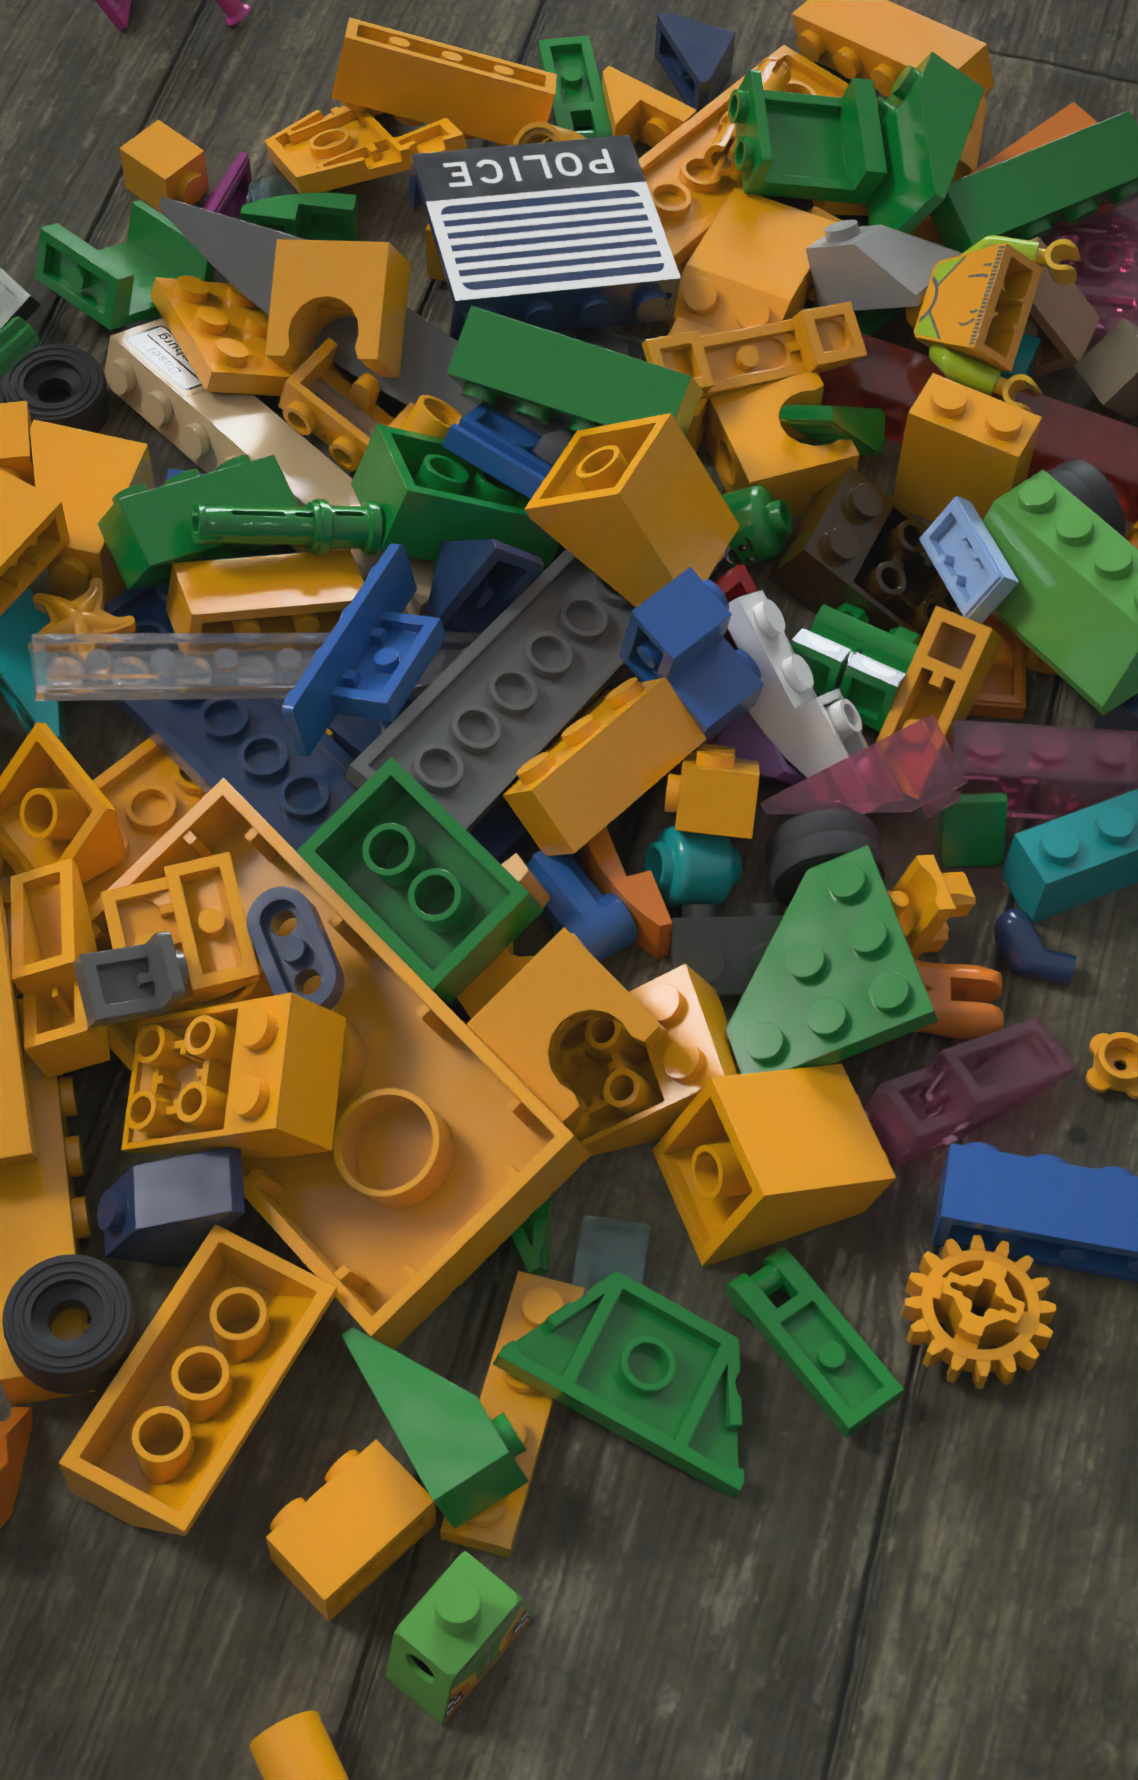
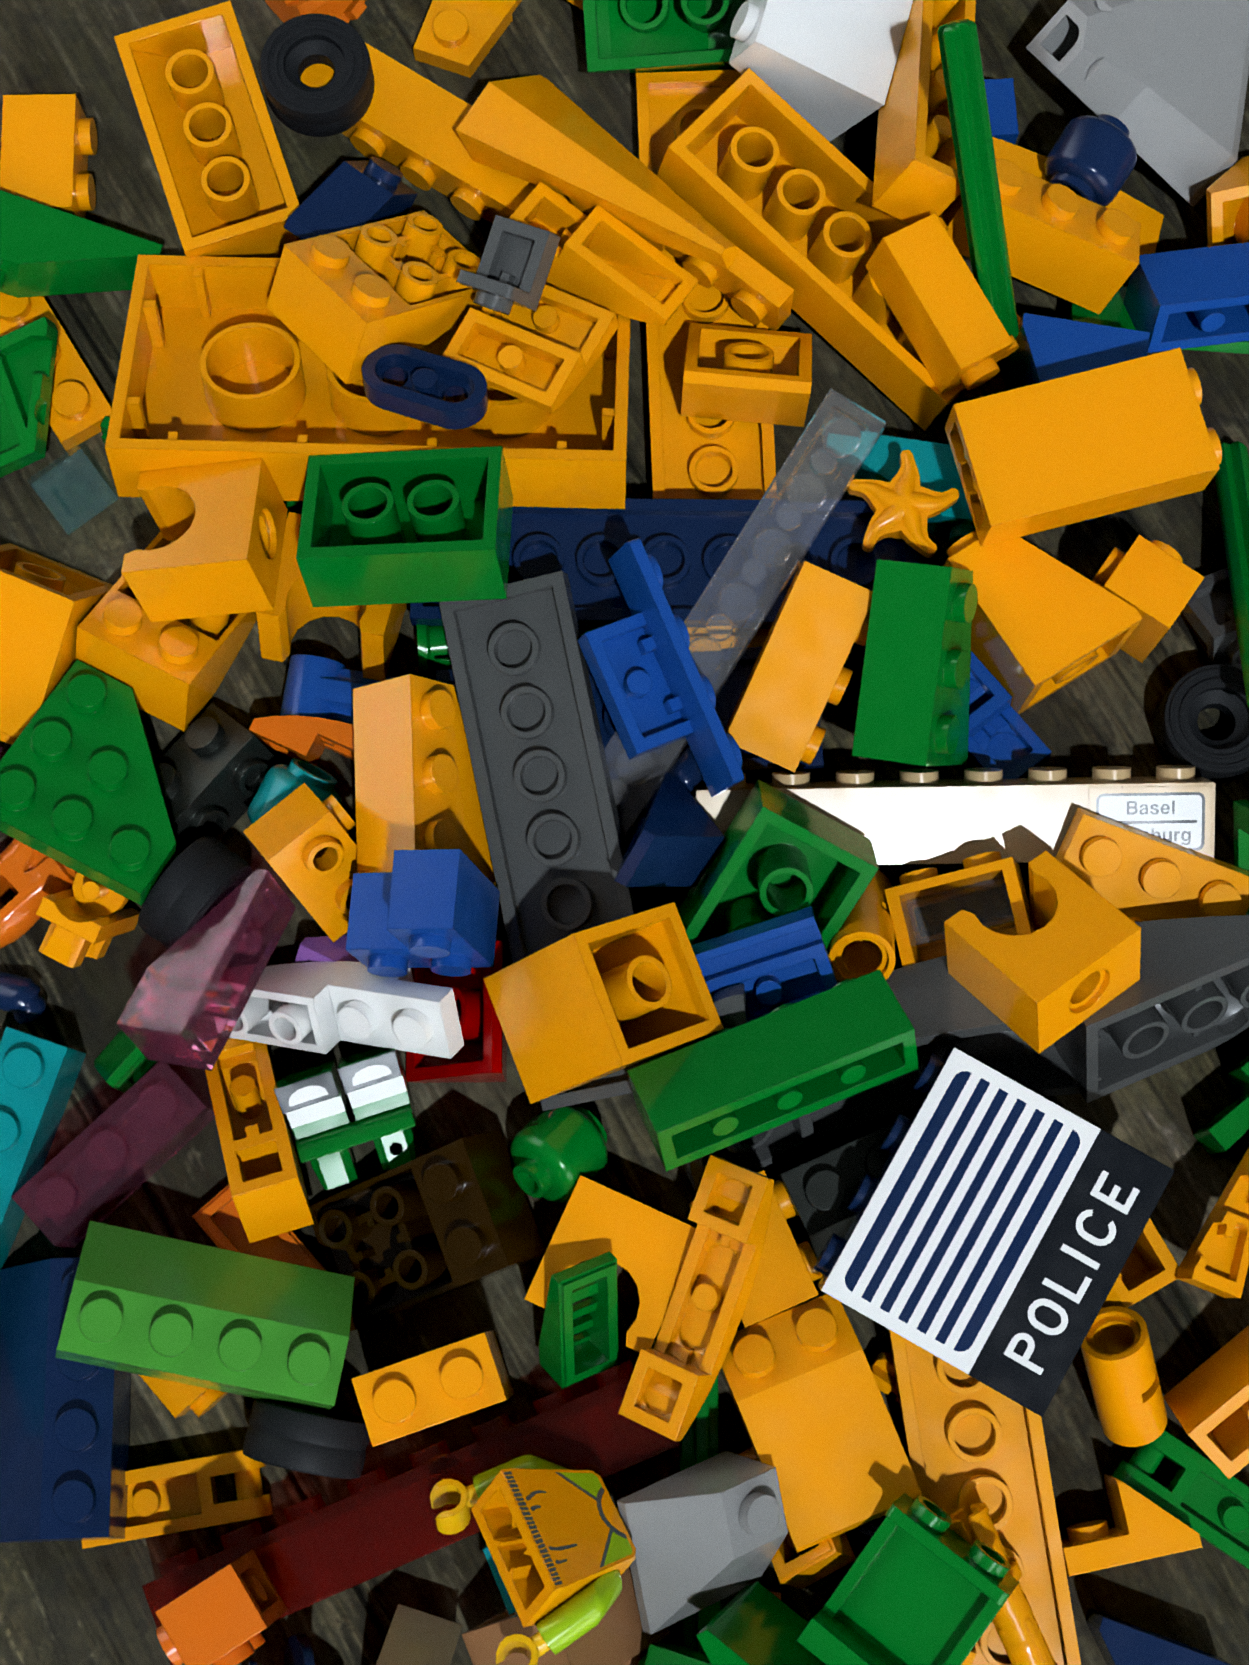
camera: 135 degrees right, 20 degrees up
(313, 526) = (876, 638): green pin -> none
(968, 560) = (327, 1268): light blue plate -> none

